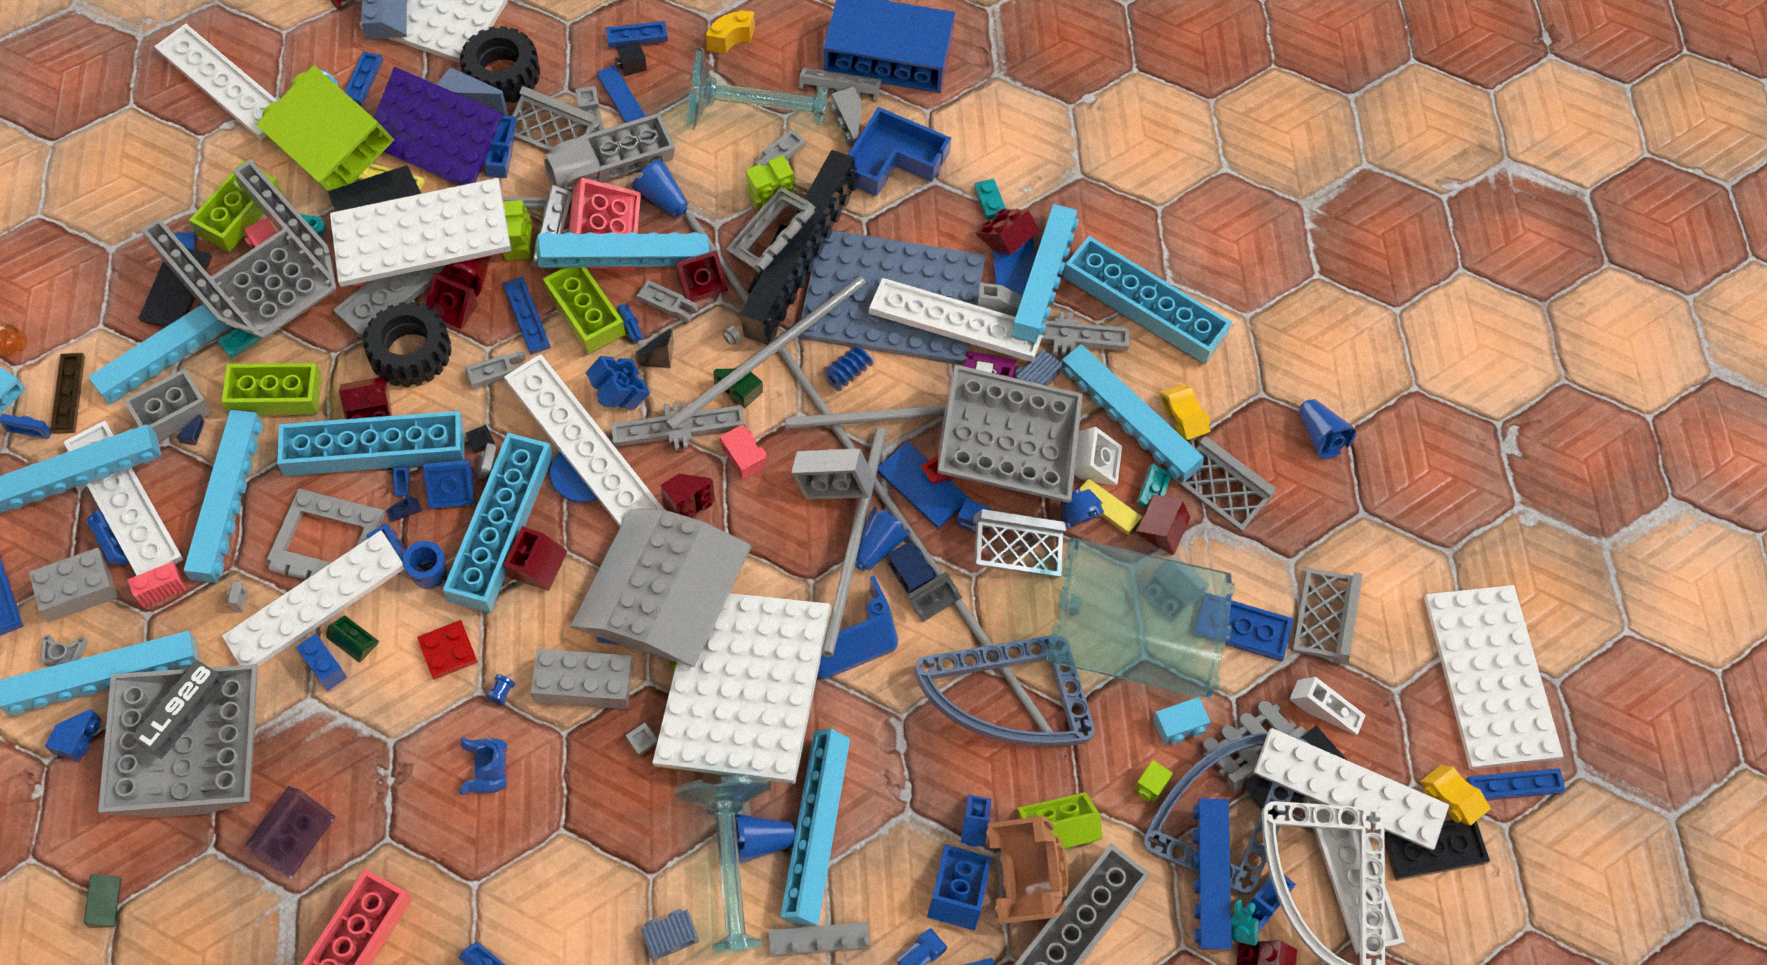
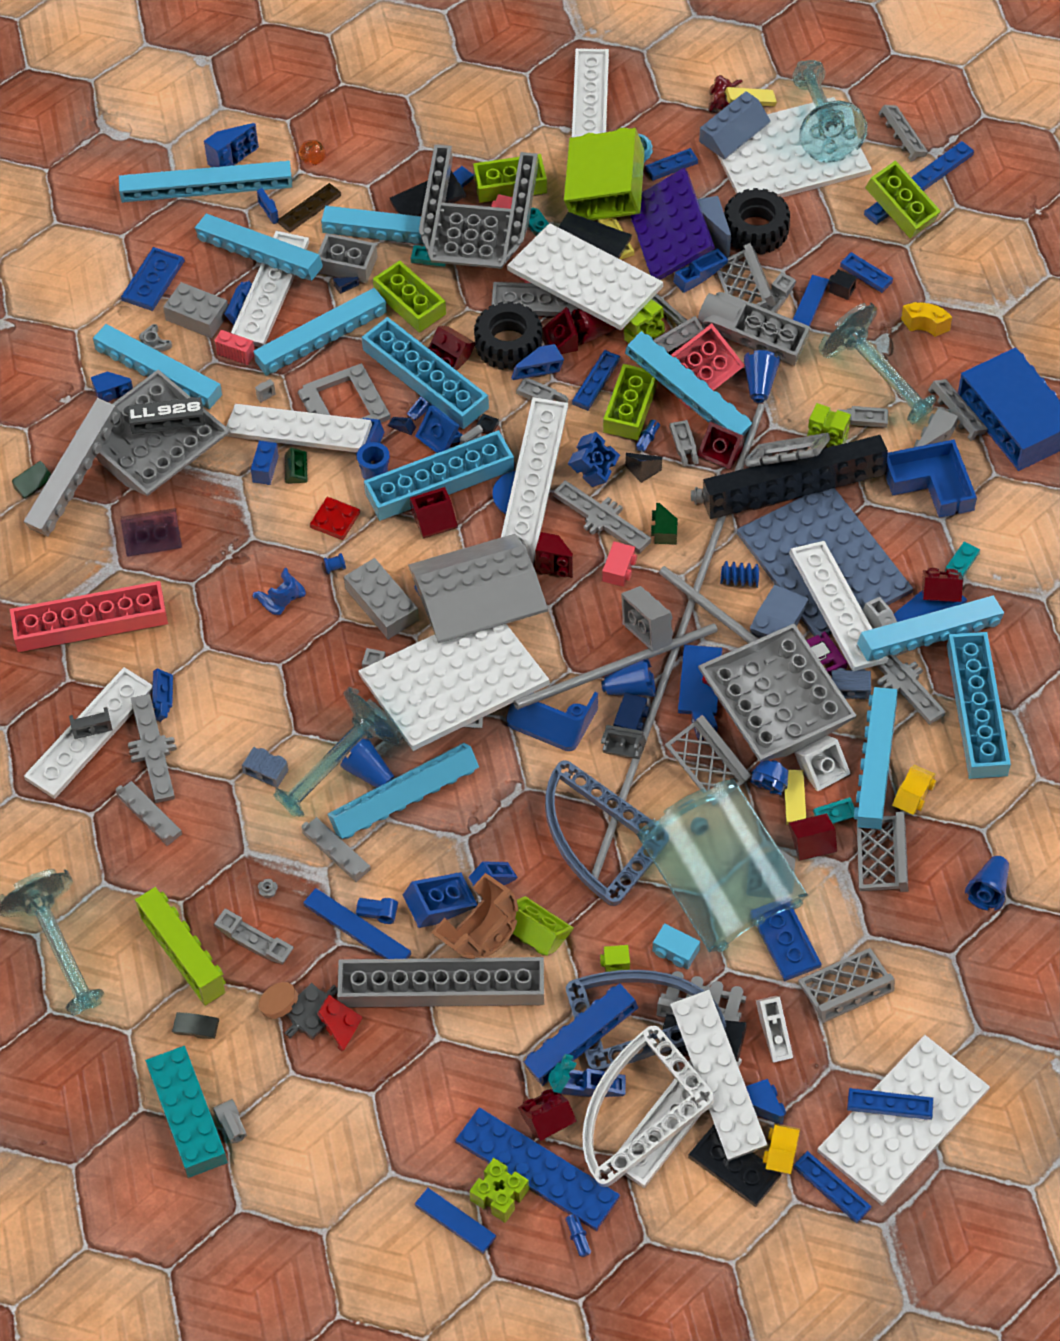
camera: 55 degrees right, 5 degrees down
(140, 849) = (72, 467): none -> light grey brick
(466, 338) = (540, 362): none -> blue slope
(765, 353) = (701, 520): light grey piece -> none
(921, 372) = (778, 611): none -> sand blue slope
(1398, 769) = (765, 1102): none -> blue slope
(1477, 674) = (890, 1103): none -> blue tile

